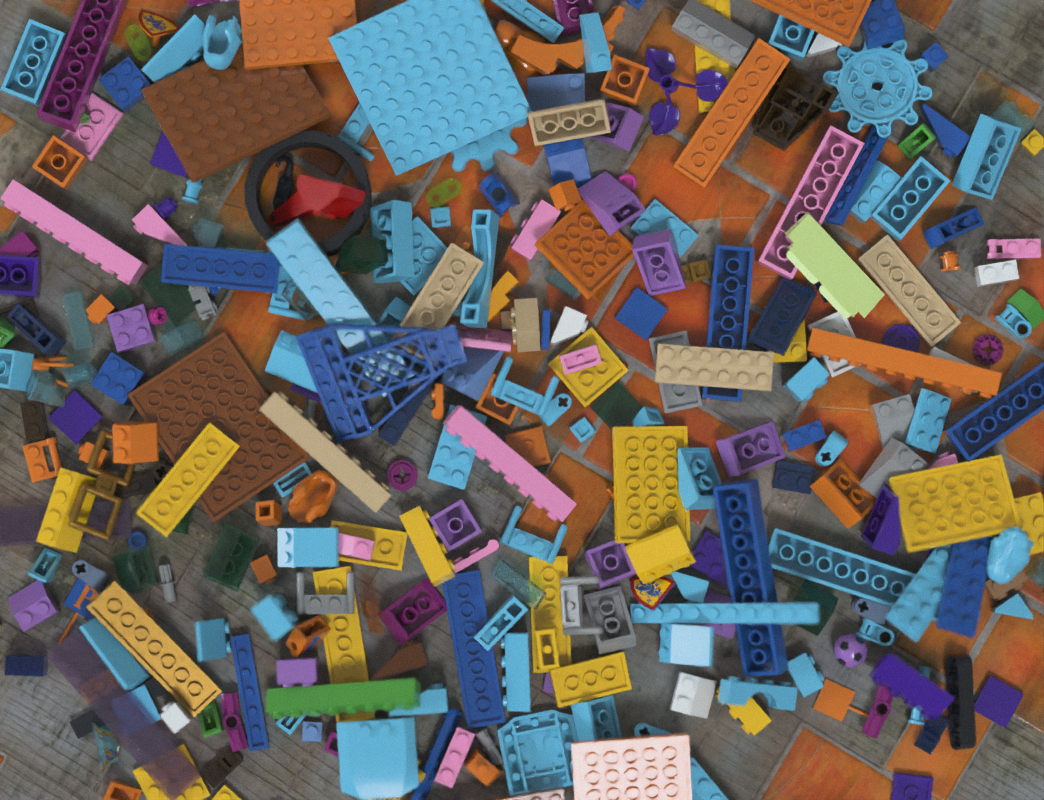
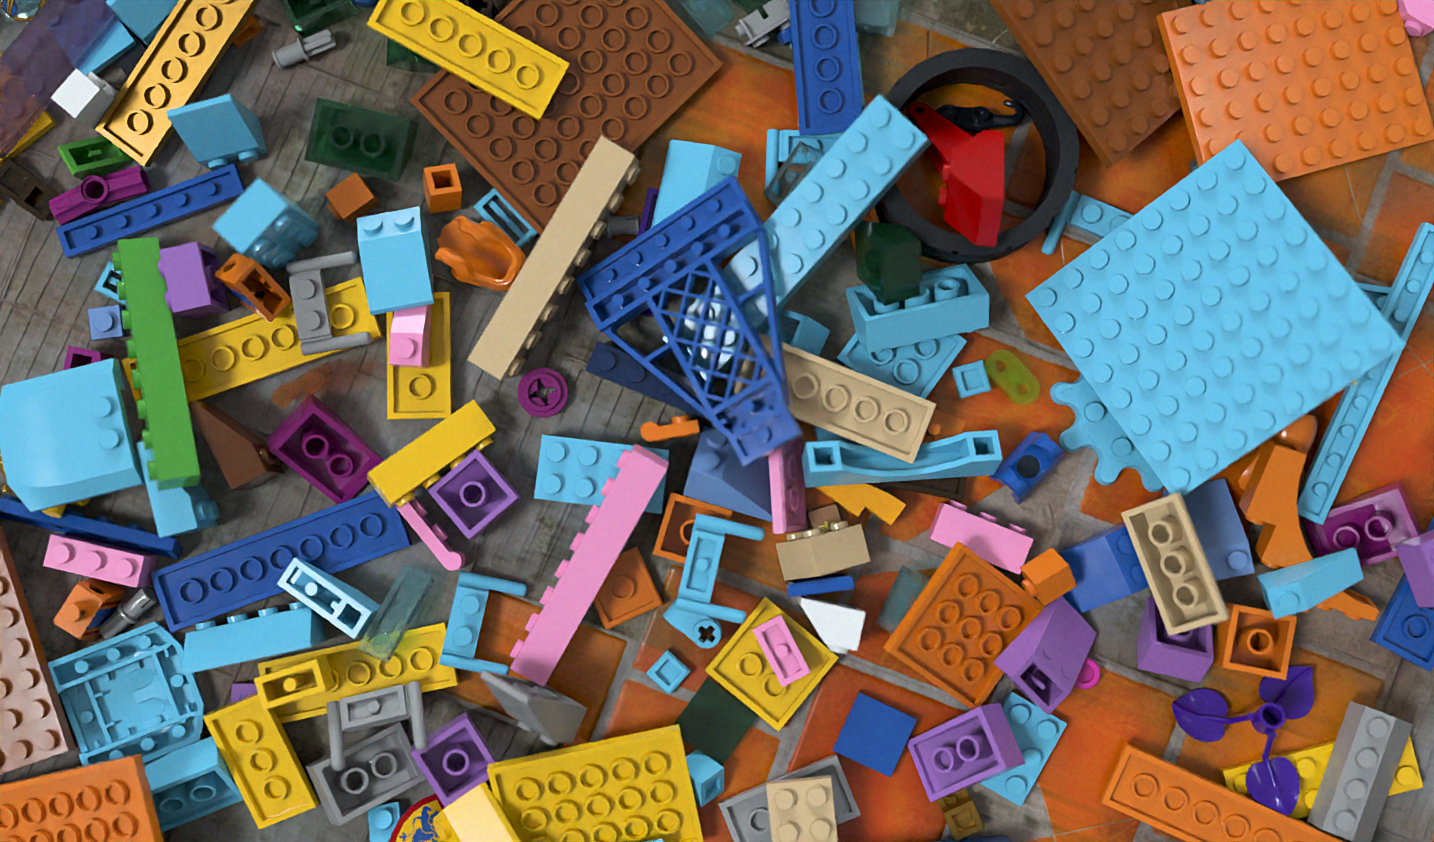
camera: 75 degrees right, 0 degrees up
(588, 509) = (537, 707): none -> light grey slope

